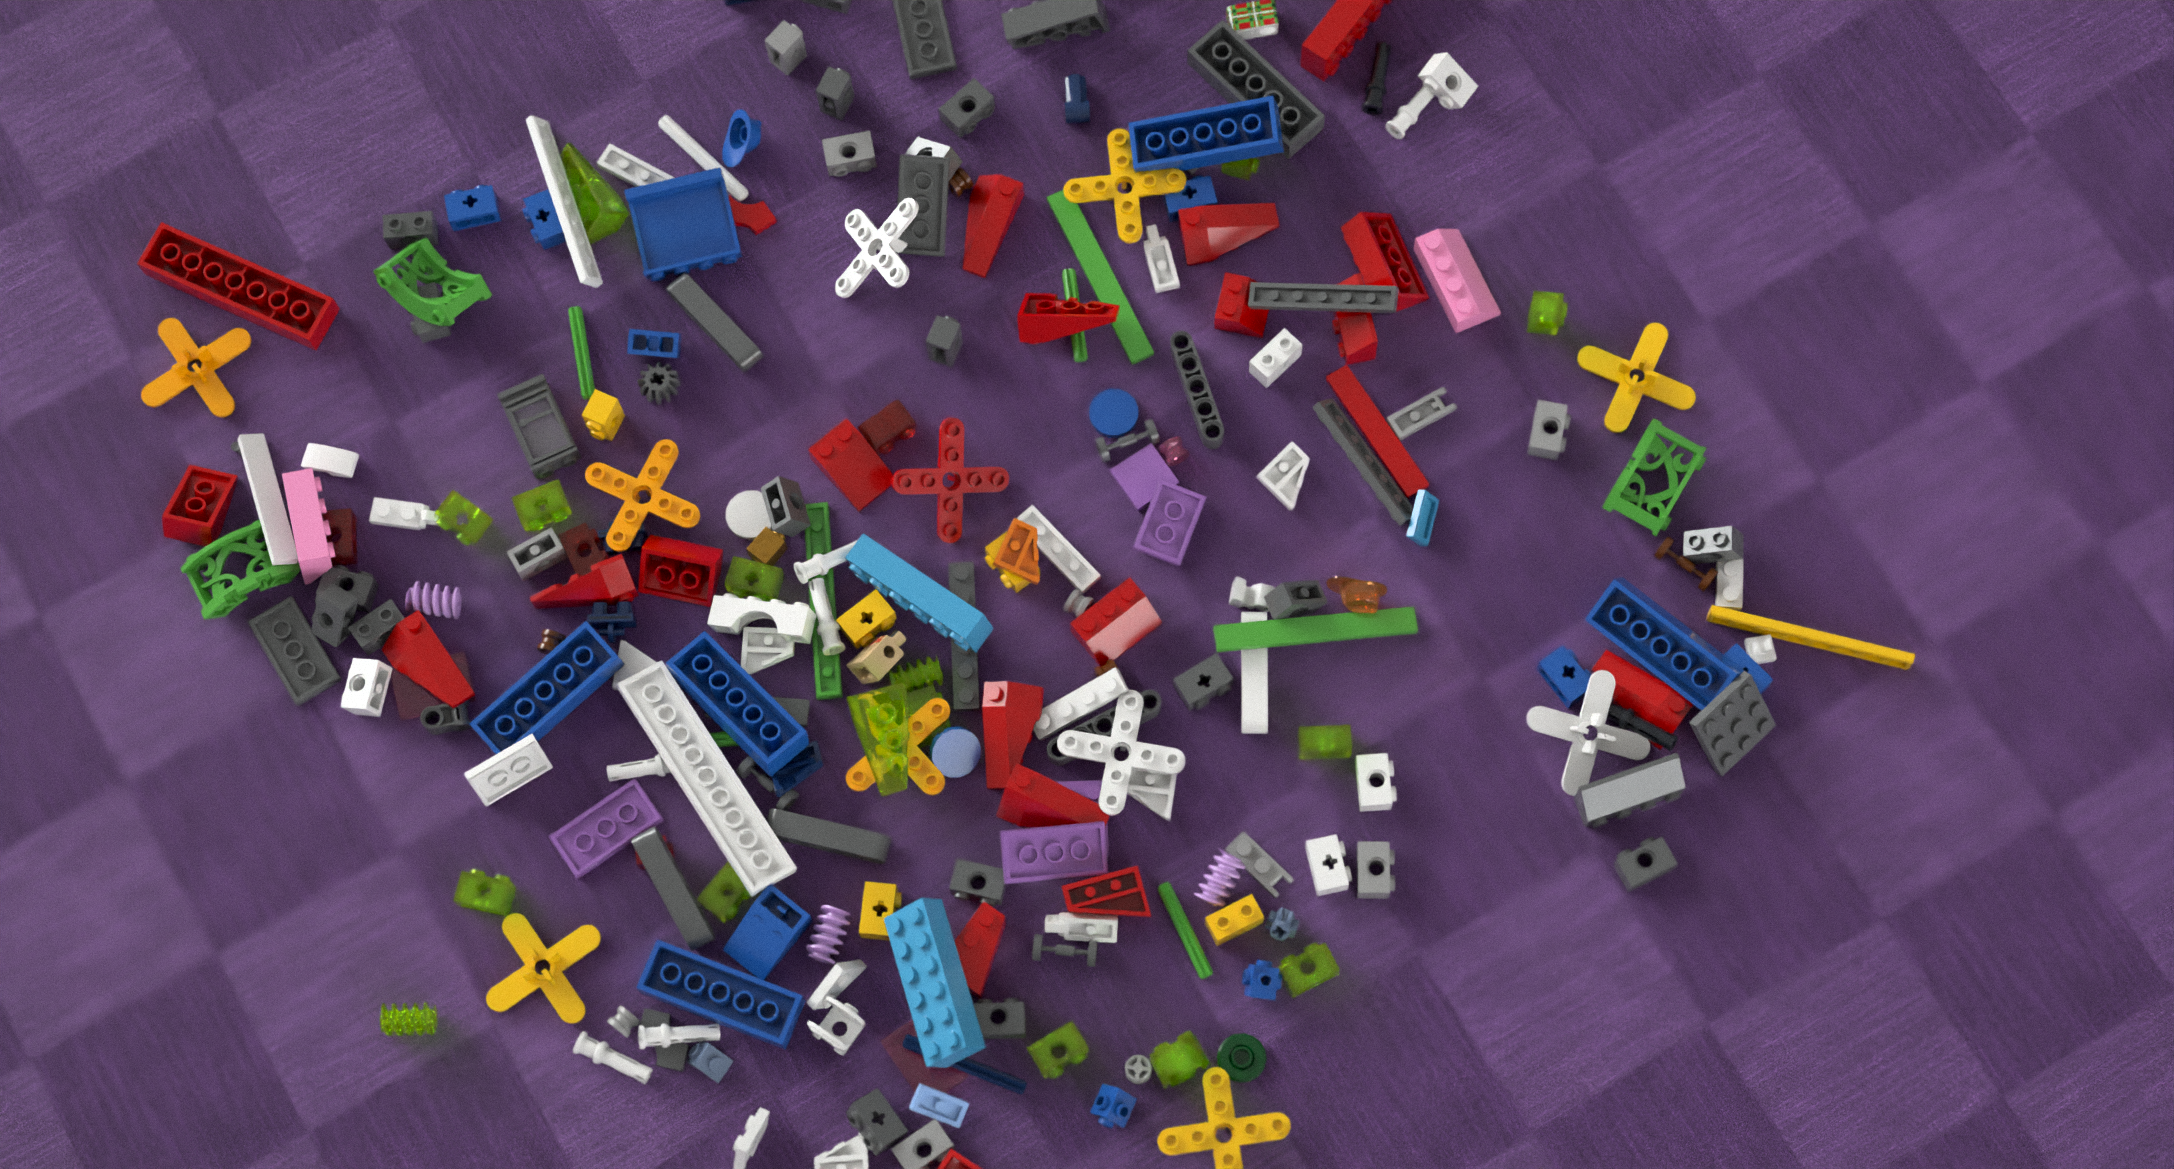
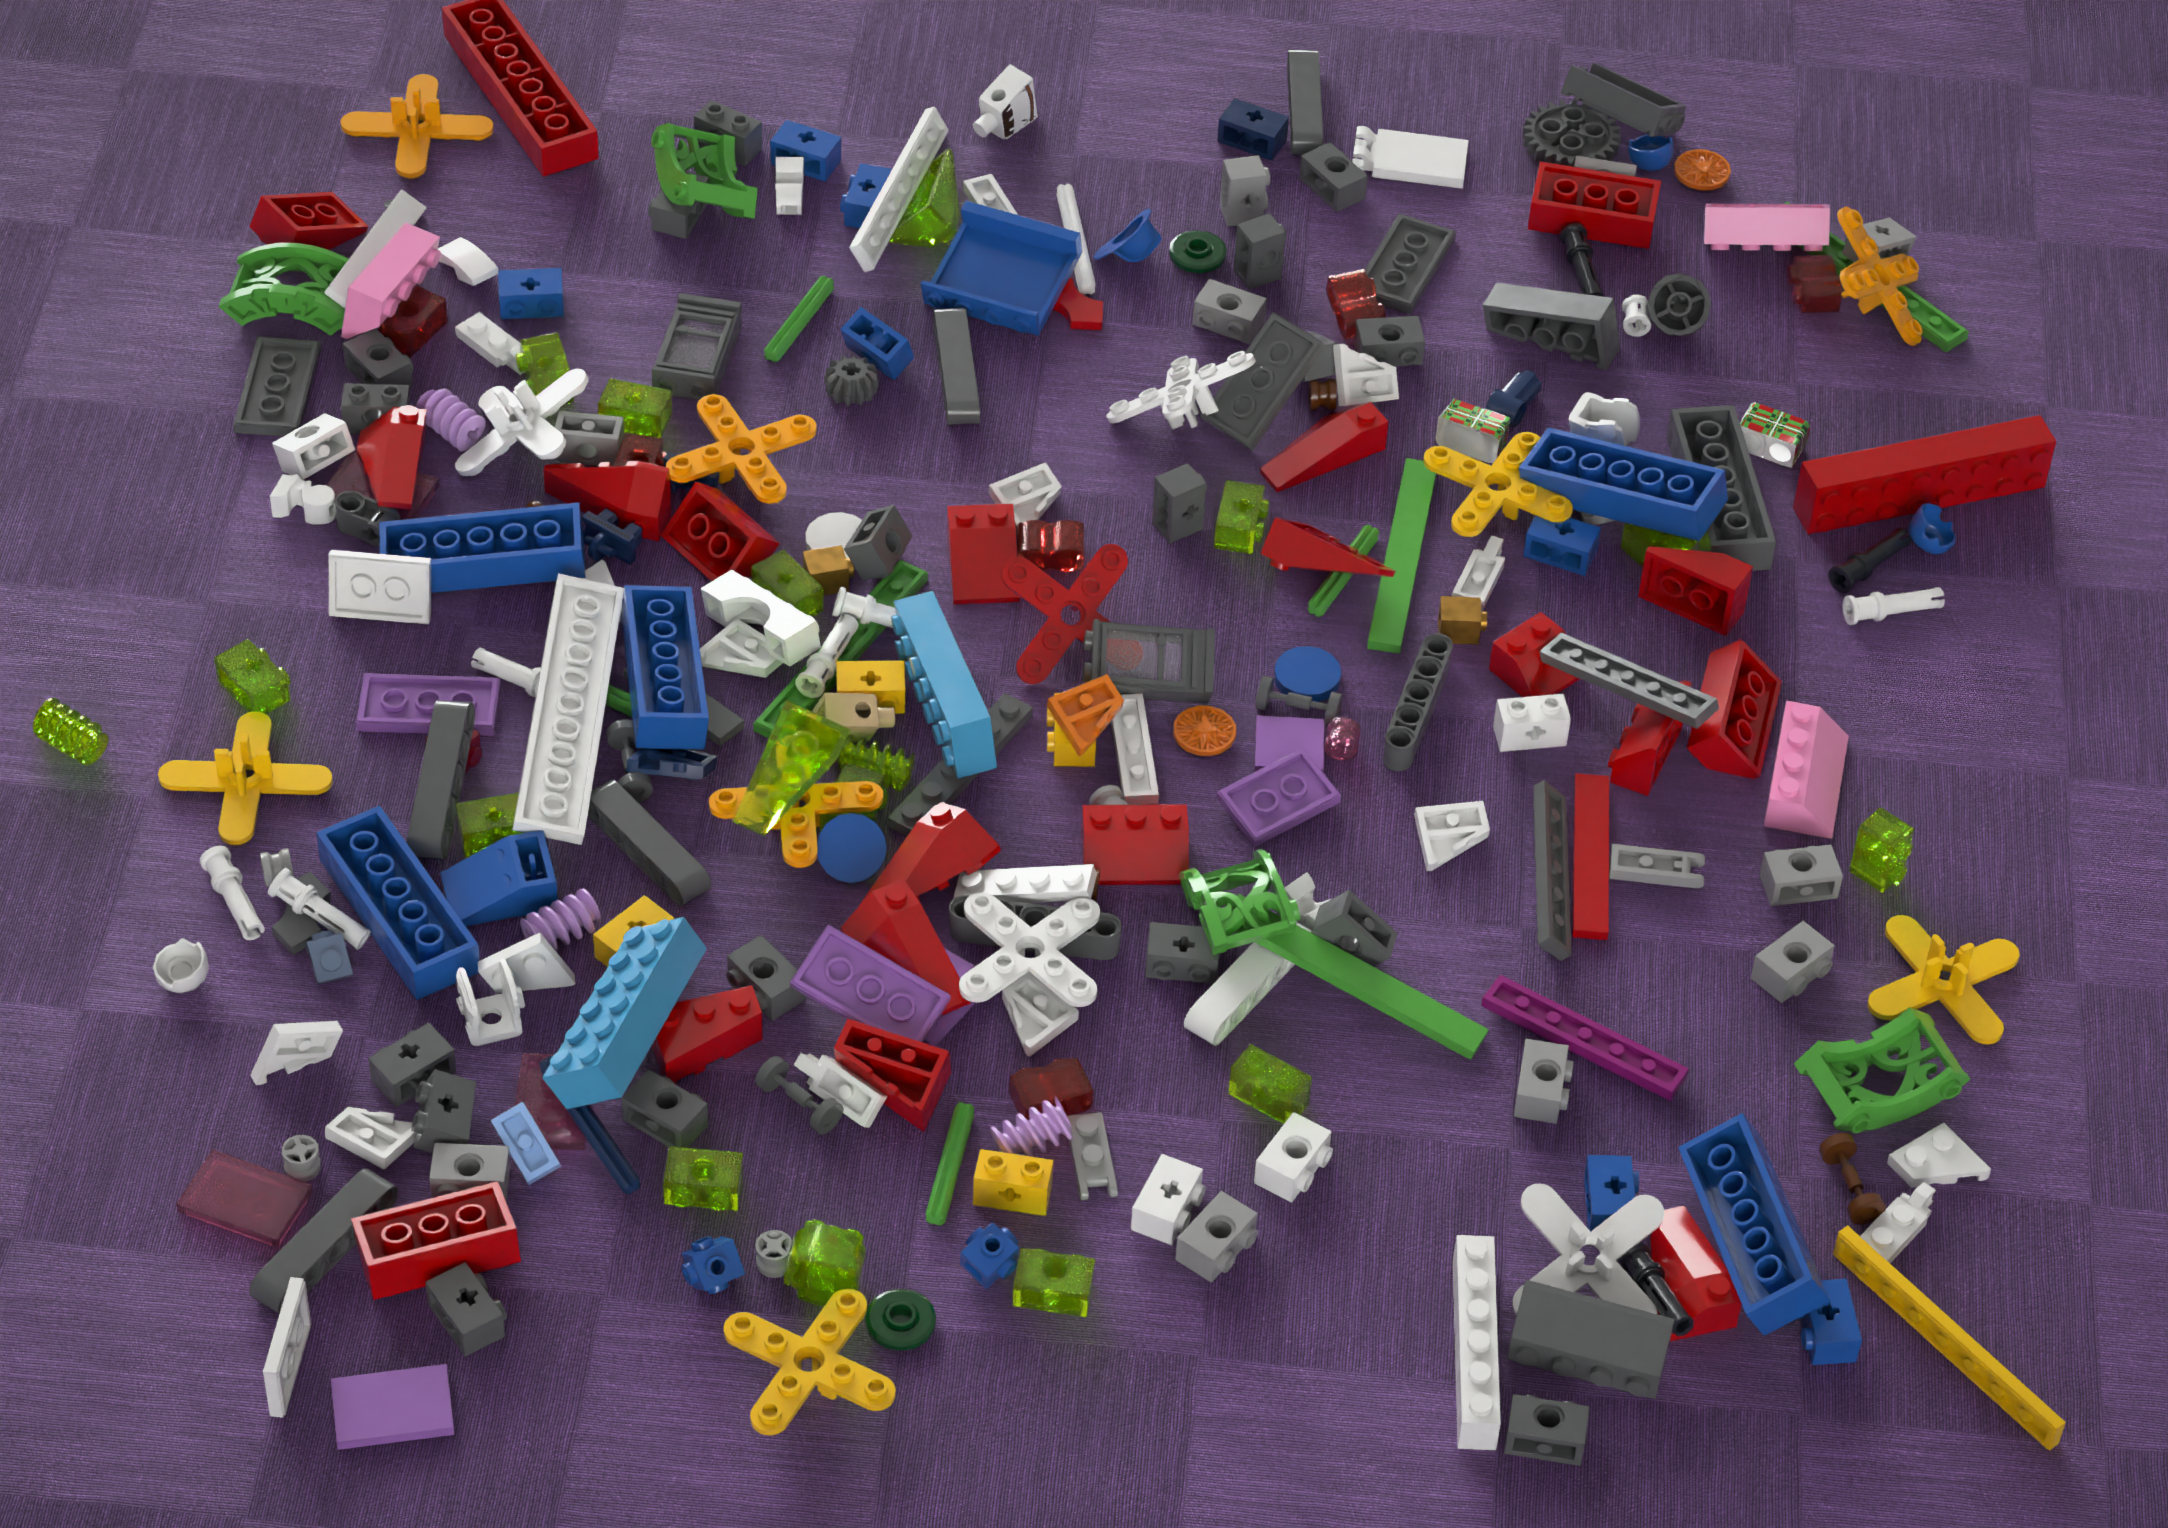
camera: 30 degrees right, 25 degrees down
(333, 615) = (344, 360): dark grey brick -> none
(383, 461) = (531, 293): none -> blue brick
(406, 728) = (316, 500): none -> white leg
(490, 251) = (789, 185): none -> white leg
(498, 577) = (531, 430): none -> white piece
(575, 79) = (1007, 104): none -> white torso
(603, 416) = (767, 367): yellow brick -> none
(630, 1136) = (181, 966): none -> white hair
(788, 113) = (1197, 251): none -> dark green wheel
(828, 1115) = (409, 1061): none -> dark grey brick
(840, 397) = (1028, 491): none -> white wing
(923, 91) = (1352, 299): none -> clear red brick
(978, 155) = (1363, 378): none -> white wing
(985, 333) = (1240, 516): none -> clear neon green brick
(1022, 480) = (1152, 660): none -> dark grey door
(1073, 146) = (1458, 431): none -> piece
(1086, 502) = (1204, 730): none -> orange wheel
(1159, 101) = (1605, 419): none -> white piece
(1175, 306) = (1461, 619): none -> pearl gold brick
(1199, 602) = (1219, 924): none -> bright green fence
(1204, 838) = (1060, 1079): none -> clear red brick
(1216, 229) = (1566, 580): red wedge -> none
(1282, 924) = (1063, 1219): sand blue gear -> none
(1302, 181) = (1697, 585): none -> red slope
(1357, 594) = (1434, 970): clear orange piece -> none
(1400, 31) = (1930, 531): none -> blue hair
(1422, 518) = (1572, 955): dark azure tile -> none
(1459, 84) = (1954, 577): white brick -> none
(1470, 572) = (1585, 1037): none -> magenta plate
(1471, 637) = (1541, 1081): none -> light grey brick
(1502, 373) = (1801, 875): none -> light grey brick
(1566, 834) = (1476, 1343): none -> white brick
(1713, 545) = (1899, 1170): brick -> none
(1720, 508) = (1937, 1158): none -> white wing
(1732, 723) = (1772, 1346): dark grey plate -> none
(1760, 649) = (1876, 1316): white tile -> none

